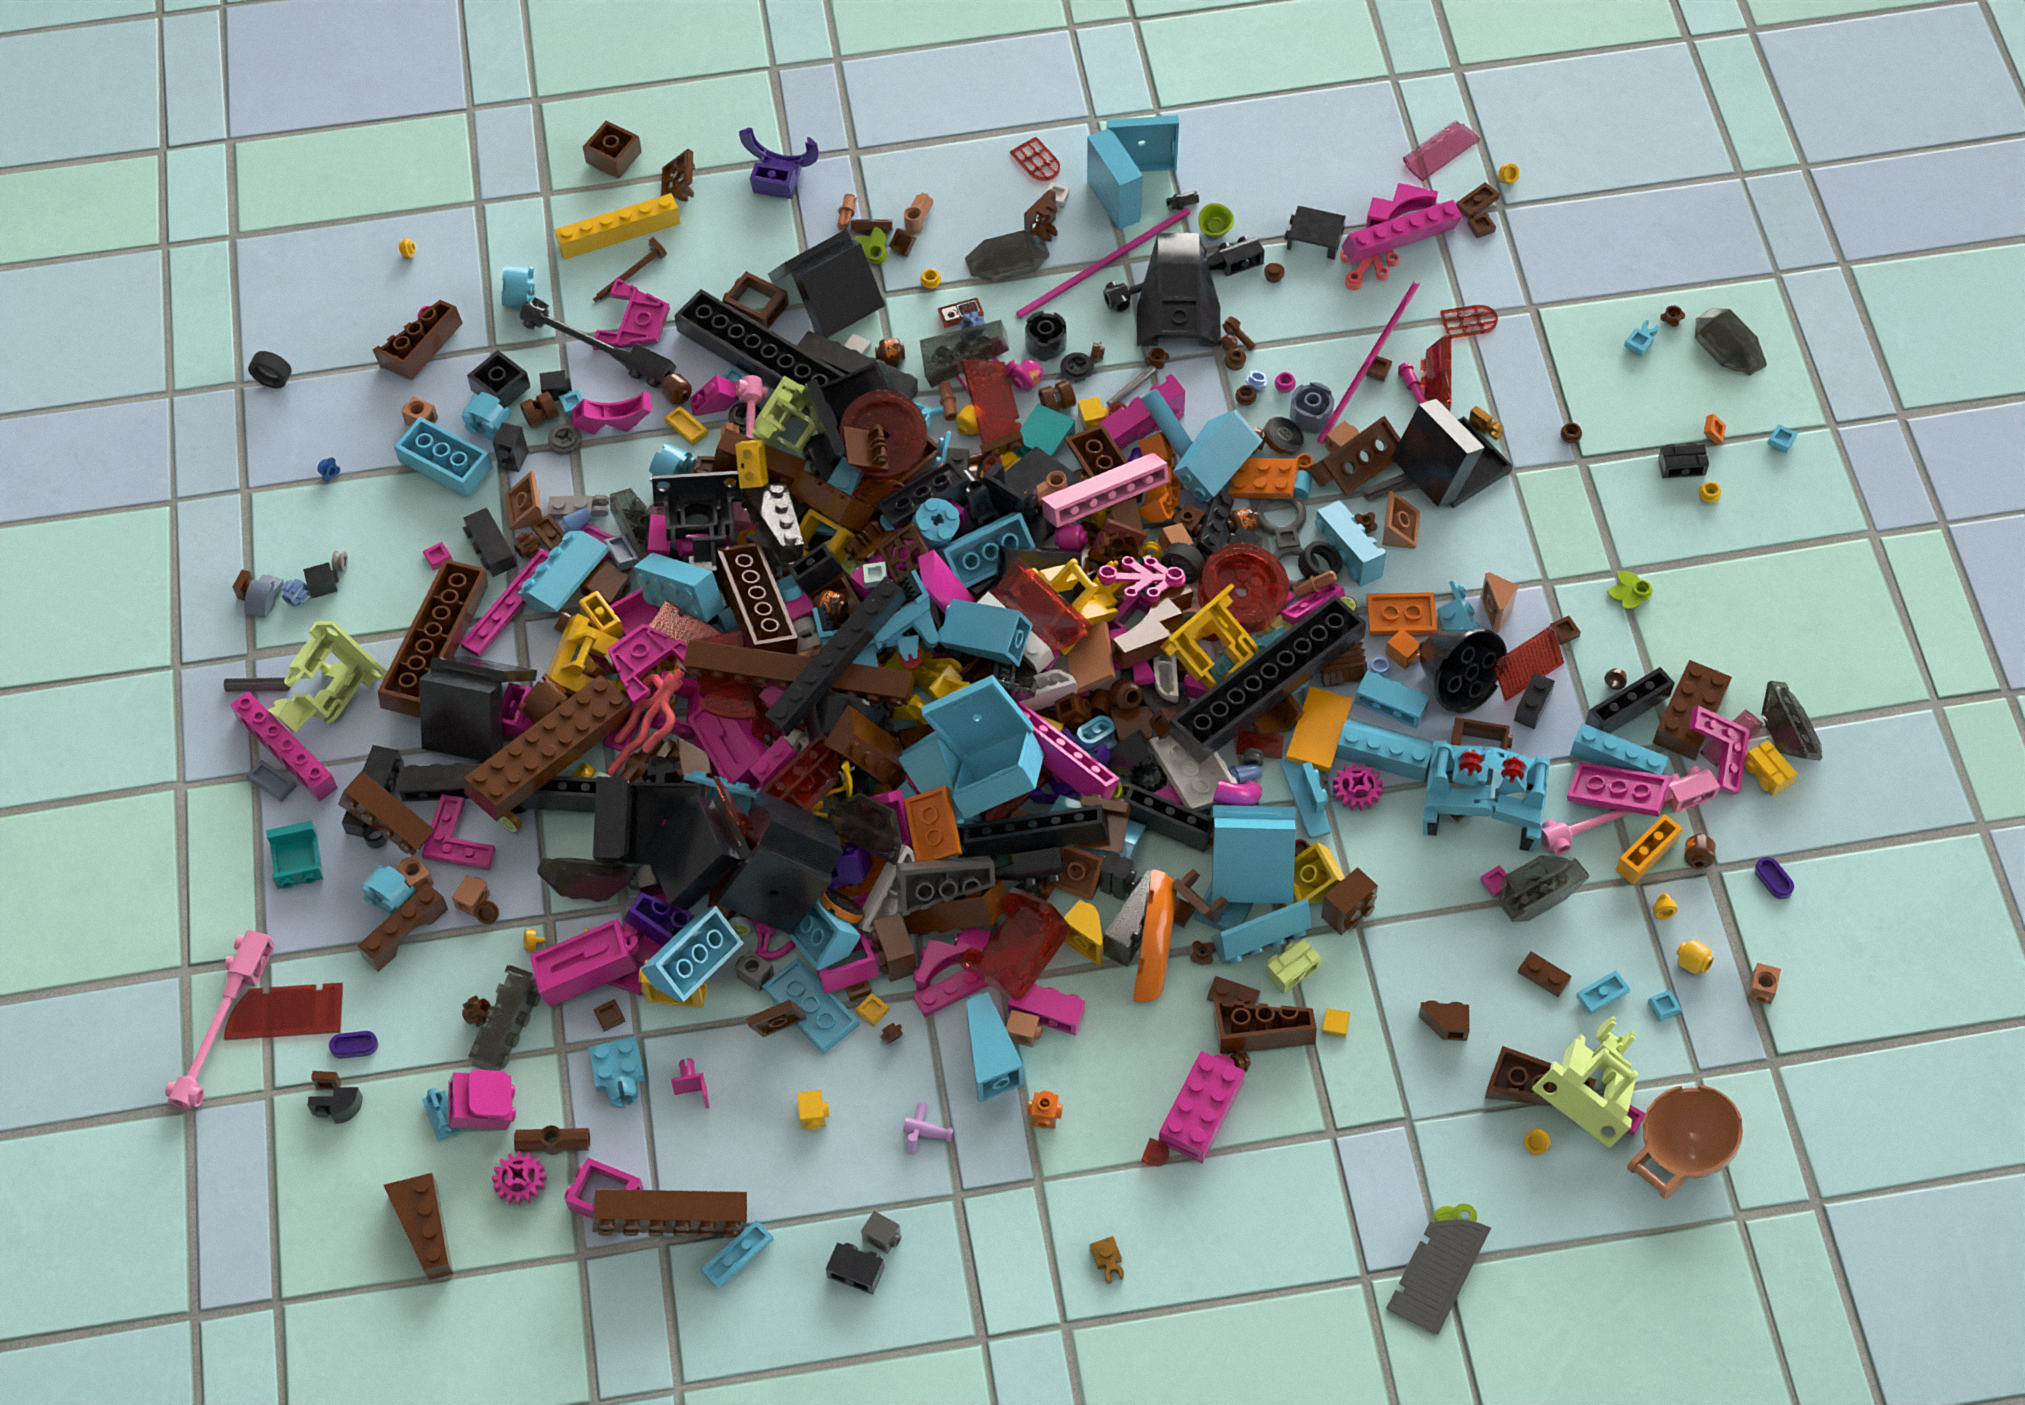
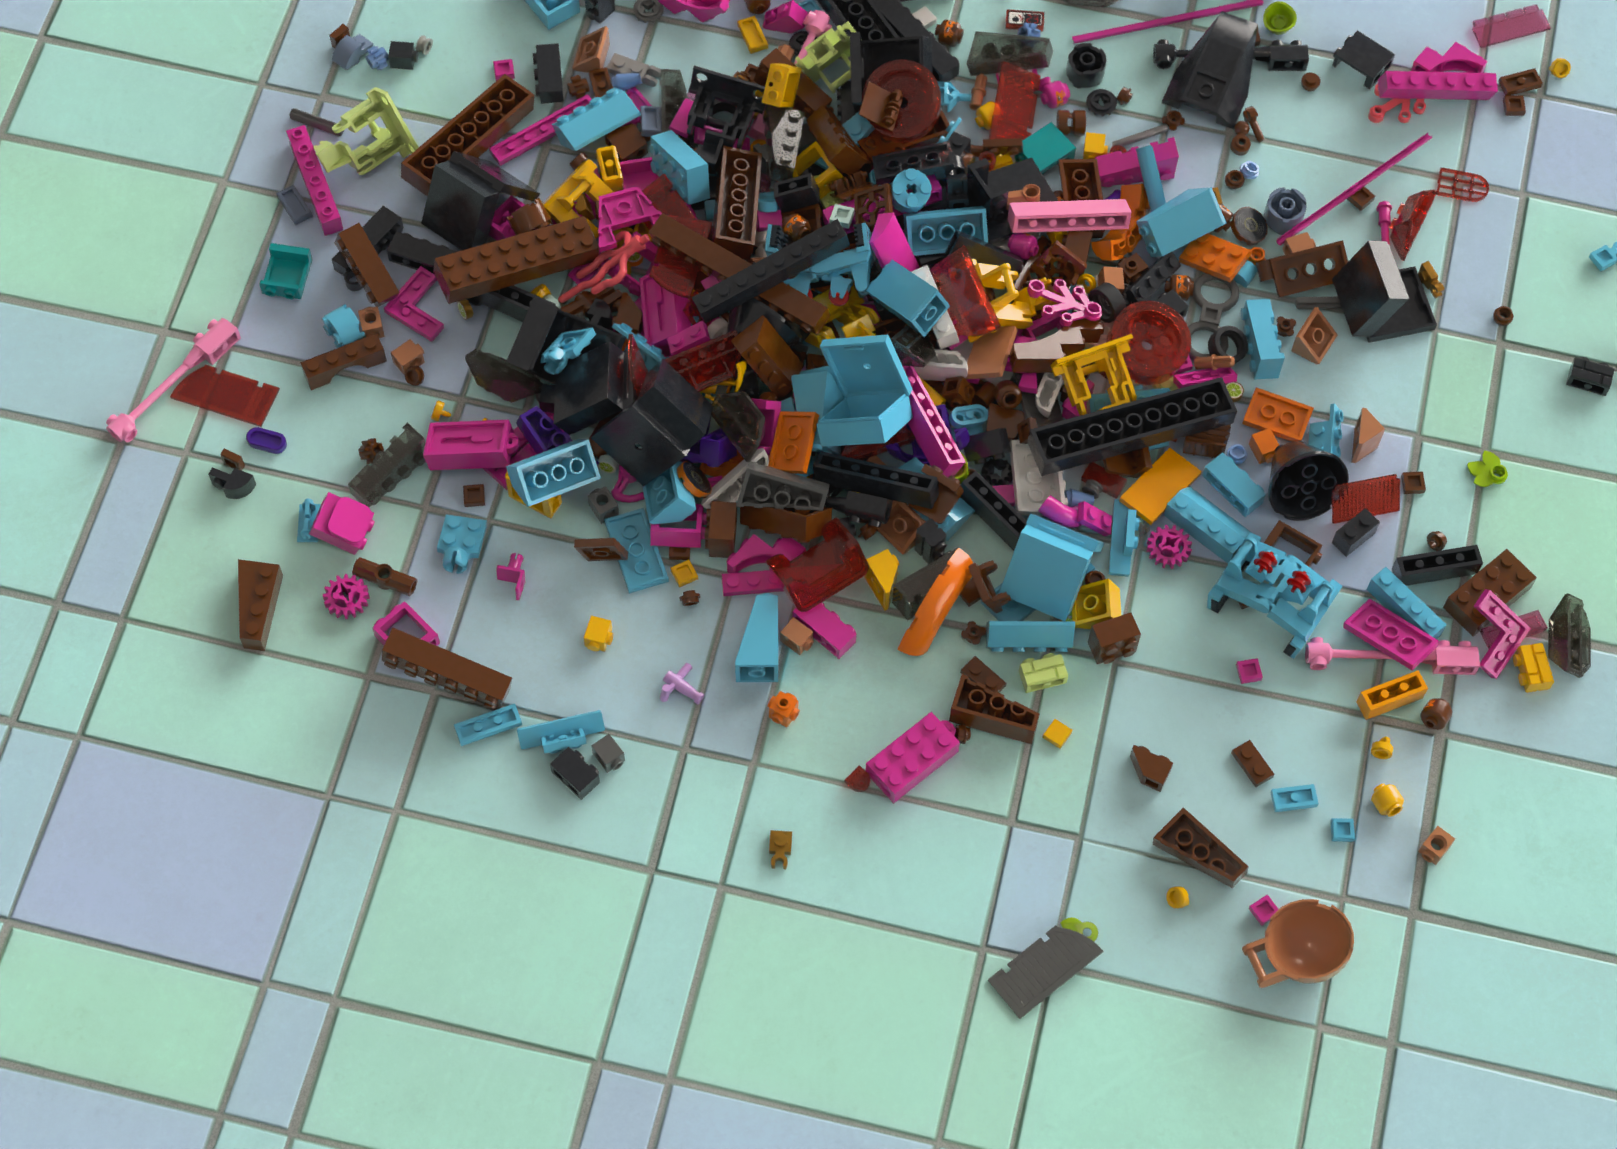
camera: 20 degrees right, 5 degrees up
(645, 819) = (564, 347): none -> medium azure plate
(671, 462) = (723, 60): medium azure brick -> none
(820, 1231) = (562, 732): none -> medium azure bracket
(1271, 787) = (1094, 518): none -> dark pink plate
(1285, 377) = (1273, 176): dark pink plate -> none
(1540, 886) = (1281, 689): clear smoke wedge -> none
(1579, 1100) = (1227, 880): yellowish green container -> none
(1710, 487) = (1601, 407): yellow plate -> none
(1774, 878) = (1491, 761): dark purple tile -> none

